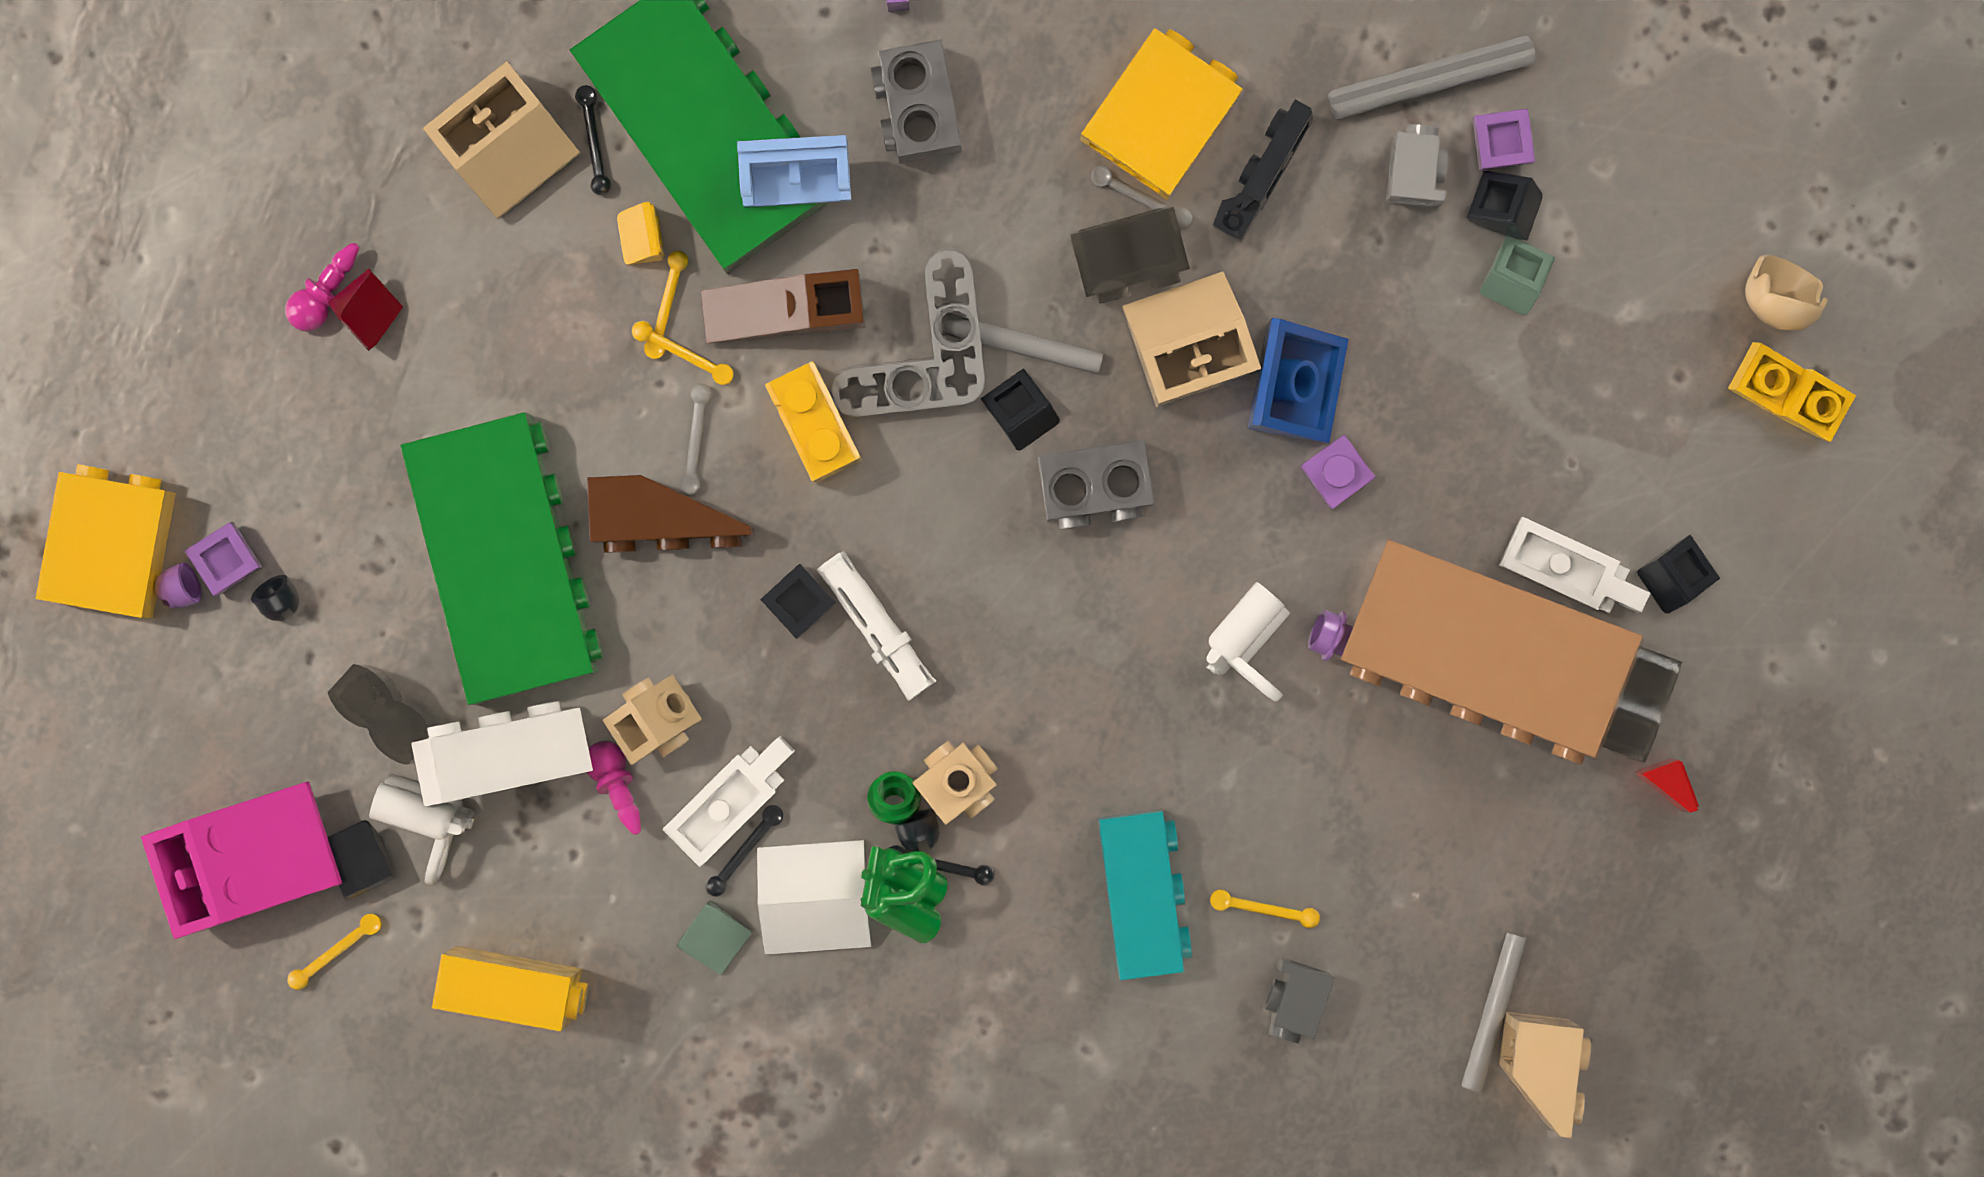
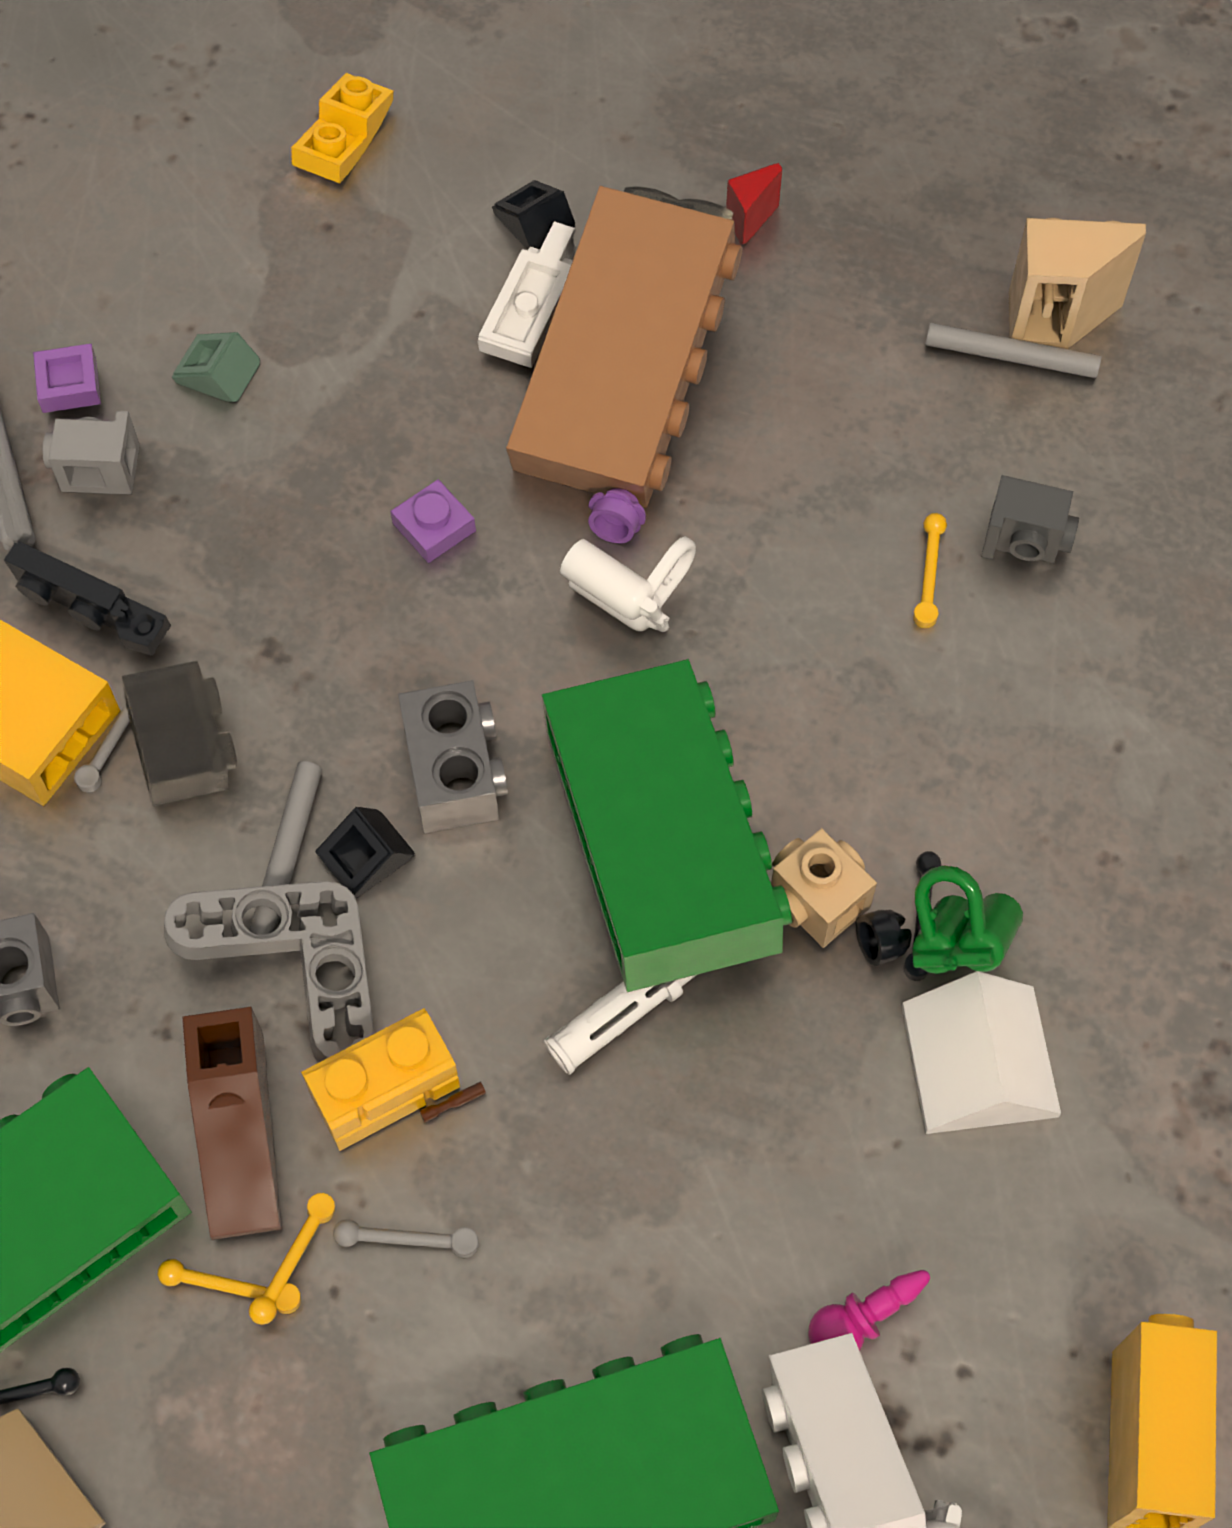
camera: 95 degrees left, 25 degrees down
(640, 234) = (132, 1319): yellow slope -> none
(643, 510) = (498, 1288): reddish brown slope -> none
(652, 719) = (776, 1259): tan brick -> none
(714, 938) = (1048, 1178): sand green slope -> none
(728, 801) = (872, 1163): white hinge -> none
(771, 816) = (885, 1117): black hinge -> none
(794, 171) = (51, 1100): light blue hinge -> none
(798, 601) = (609, 1091): black plate -> none
(802, 477) = (454, 1101): none -> reddish brown piece
(893, 784) = (833, 955): green plate -> none
(1017, 656) = (664, 825): none -> green brick
(1144, 894) = (931, 684): teal brick -> none
(1191, 339) = (281, 659): tan slope -> none
(1298, 381) = (328, 566): blue slope -> none
(1506, 204) = (137, 376): black slope -> none
(1784, 294) = (244, 129): tan hair -> none

